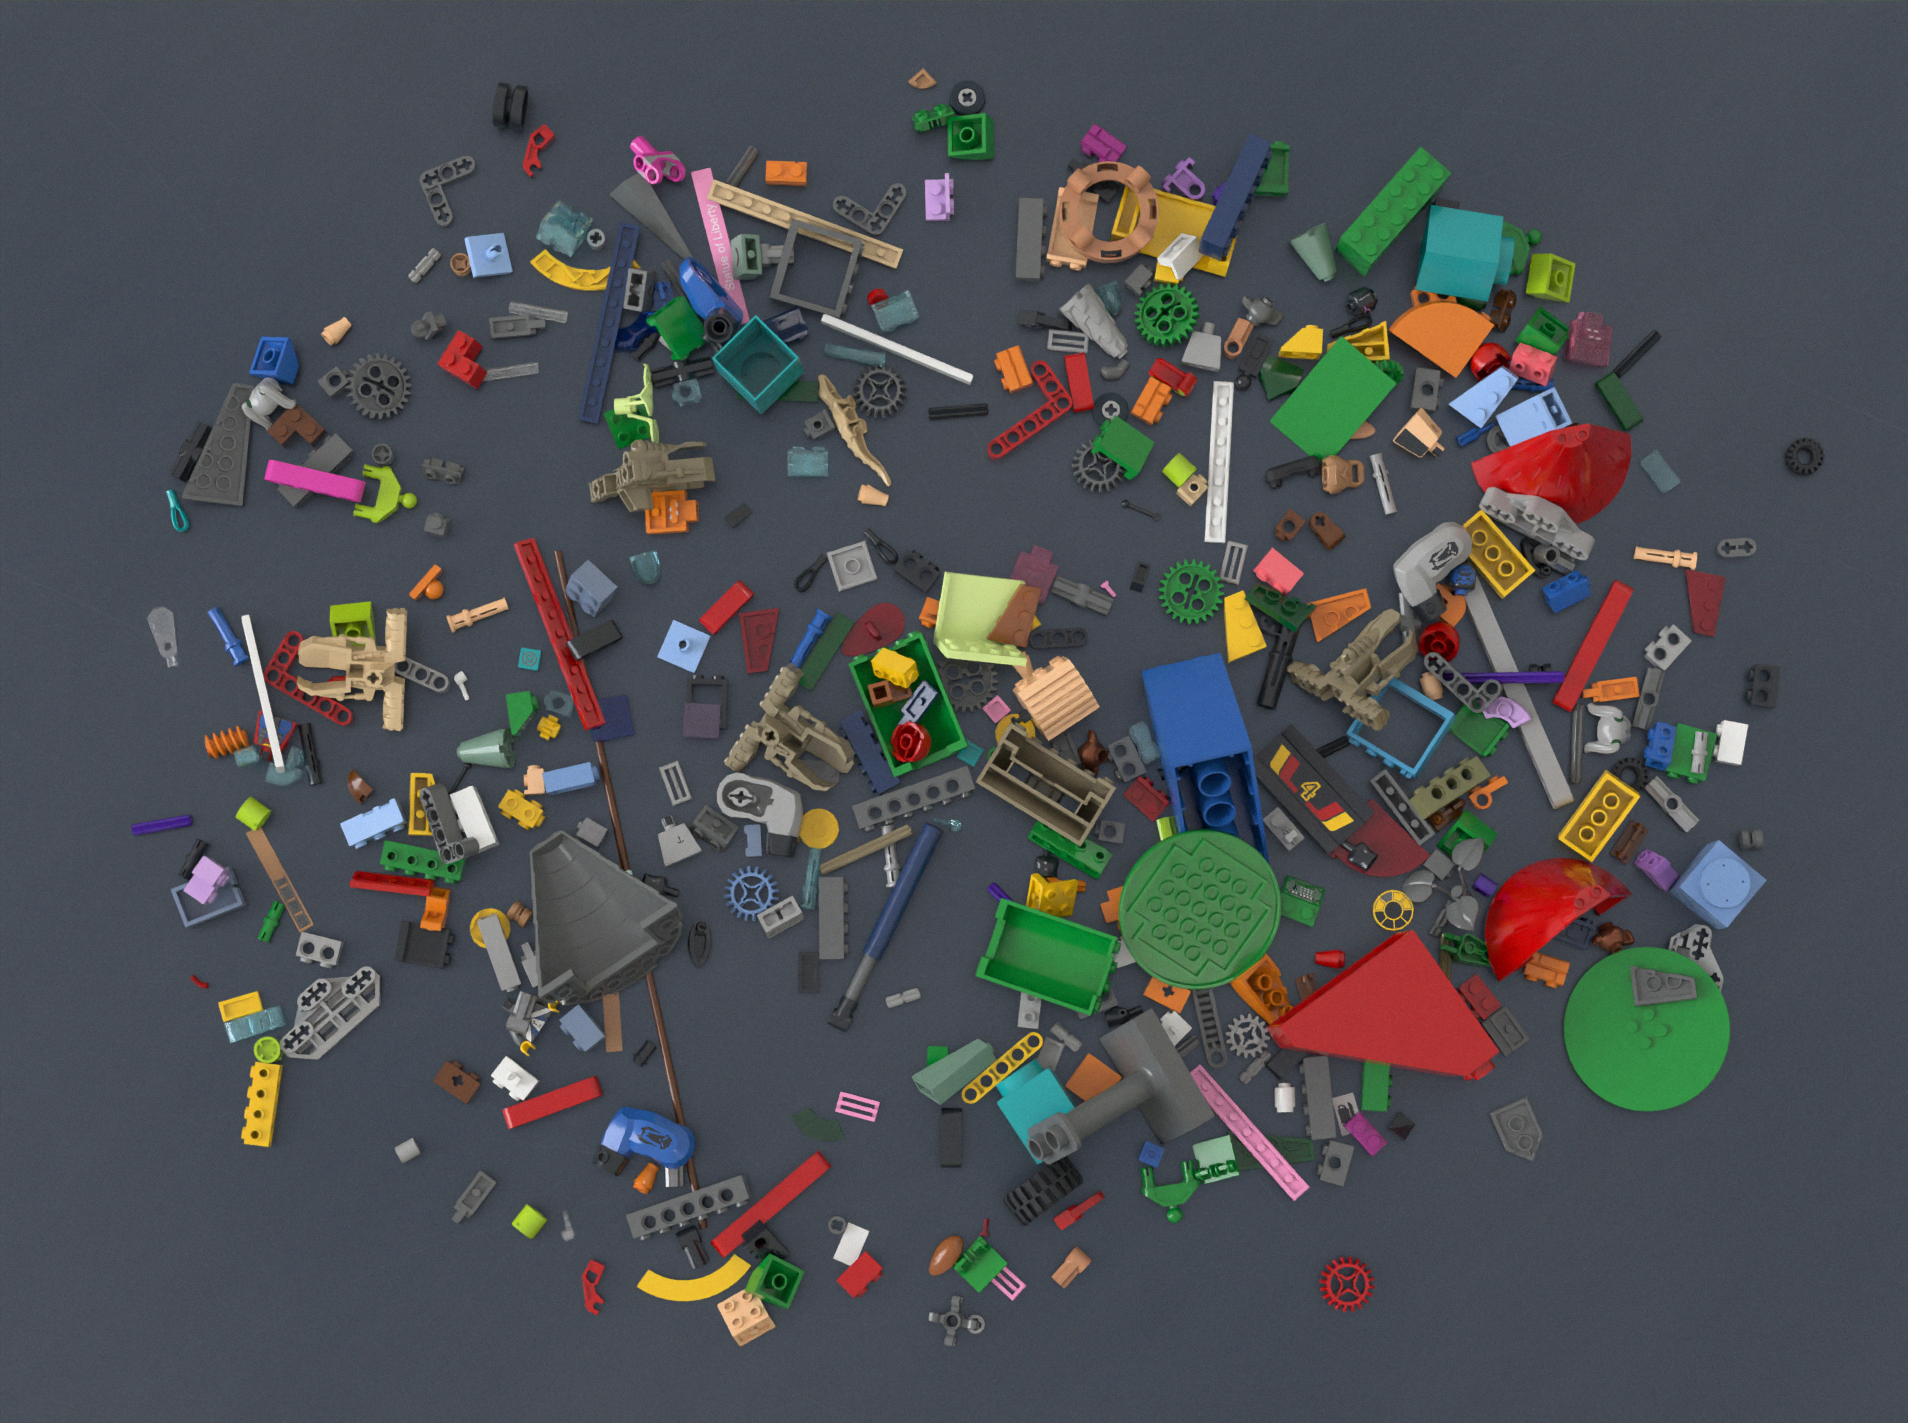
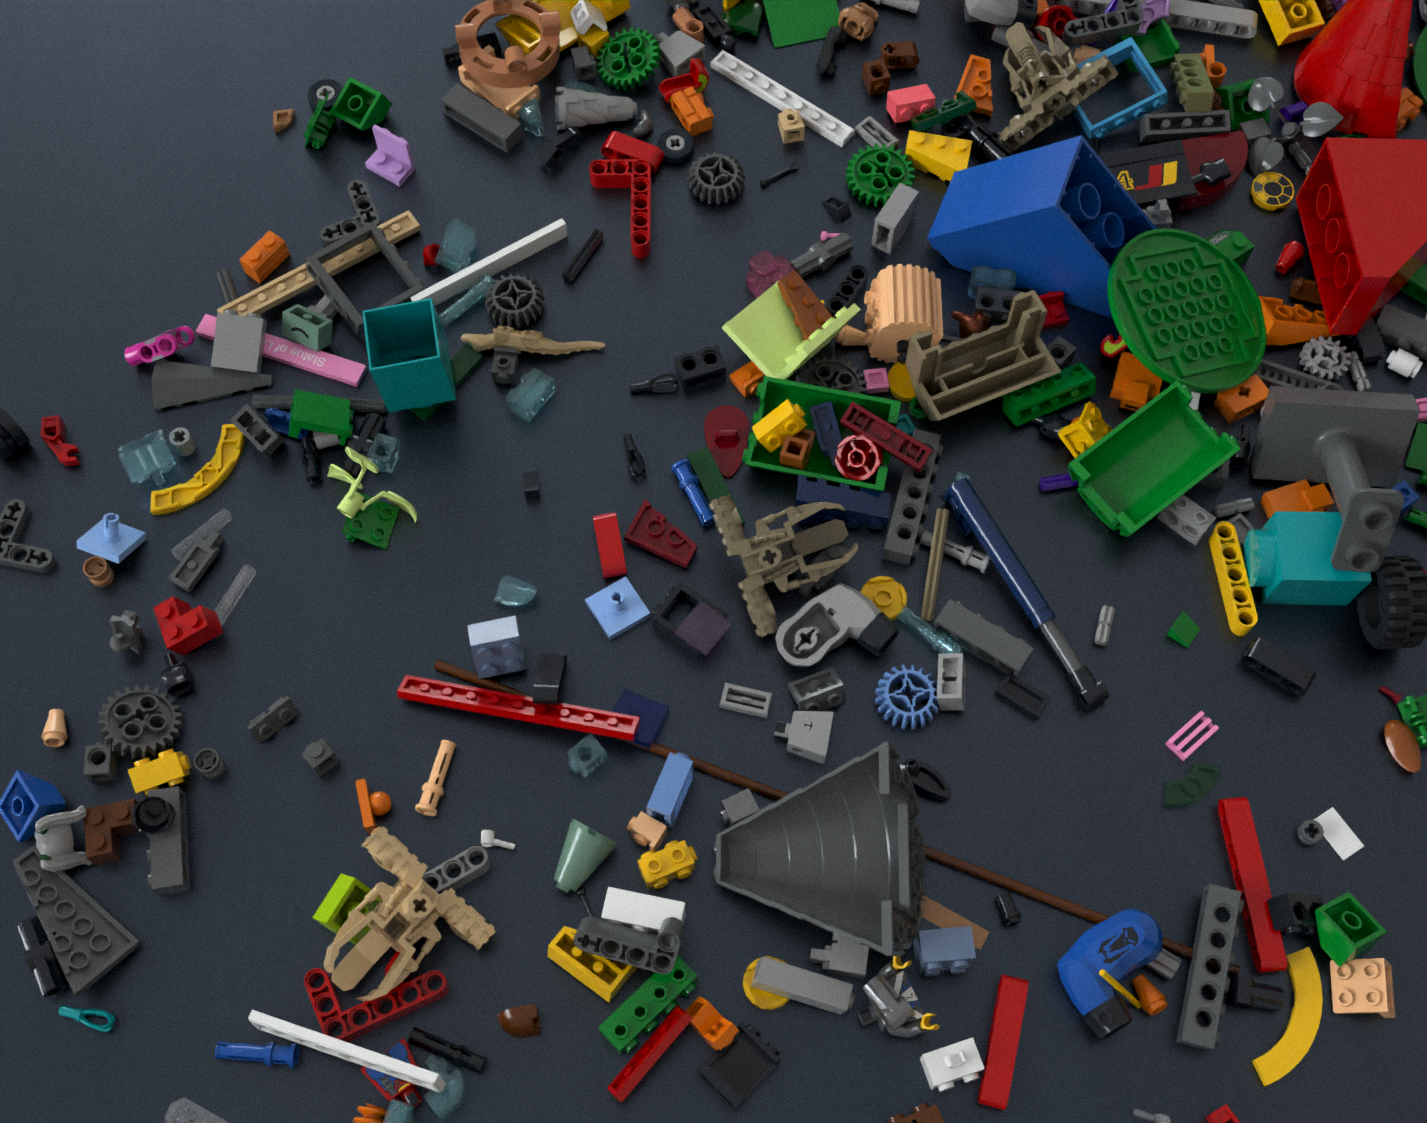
camera: 55 degrees left, 20 degrees down
(314, 481) = (174, 841): dark pink beam -> none
(319, 453) = (152, 815): none -> black hair
(353, 427) = (168, 769): none -> yellow brick
(374, 824) = (572, 1027): light blue wedge -> none
(388, 496) = (254, 787): lime connector -> none
(425, 264) = (70, 607): light grey axle -> none
(426, 381) = (176, 676): none -> black piece
(519, 914) = (775, 939): medium nougat wheel -> none
(521, 711) = (564, 794): green slope -> none
(529, 659) = (520, 758): teal tile -> none
(549, 727) = (602, 781): yellow gear -> none
(608, 323) = (266, 478): dark blue plate -> none
(631, 335) = (293, 464): clear blue tile -> none
(631, 1156) = (1120, 988): none -> yellow axle
(650, 469) = (432, 518): dark tan piece -> none
(671, 513) = (481, 537): orange piece -> none
(697, 219) = (239, 341): none -> light grey brick
(710, 301) = (329, 375): blue piece -> none
(754, 840) = (855, 661): sand blue piece -> none
(852, 566) = (653, 419): light grey tile -> none
(860, 1274) = (1379, 841): red brick -> none
(871, 495) = (602, 363): light nougat cone -> none
(935, 753) = (886, 436): none -> dark red brick
(954, 1071) = (1213, 621): sand green slope -> none
(1013, 369) = (582, 191): orange brick -> none
(1050, 347) = (593, 146): light grey tile -> none
(1054, 281) = (531, 117): none -> clear light blue brick
(1102, 145) = (443, 24): magenta brick -> none
(1123, 445) = (714, 140): green panel -> none
(1150, 632) = (894, 218): none -> light grey brick
(1166, 827) = (1093, 315): lime piece -> none
(1179, 470) = (767, 123): lime piece -> none

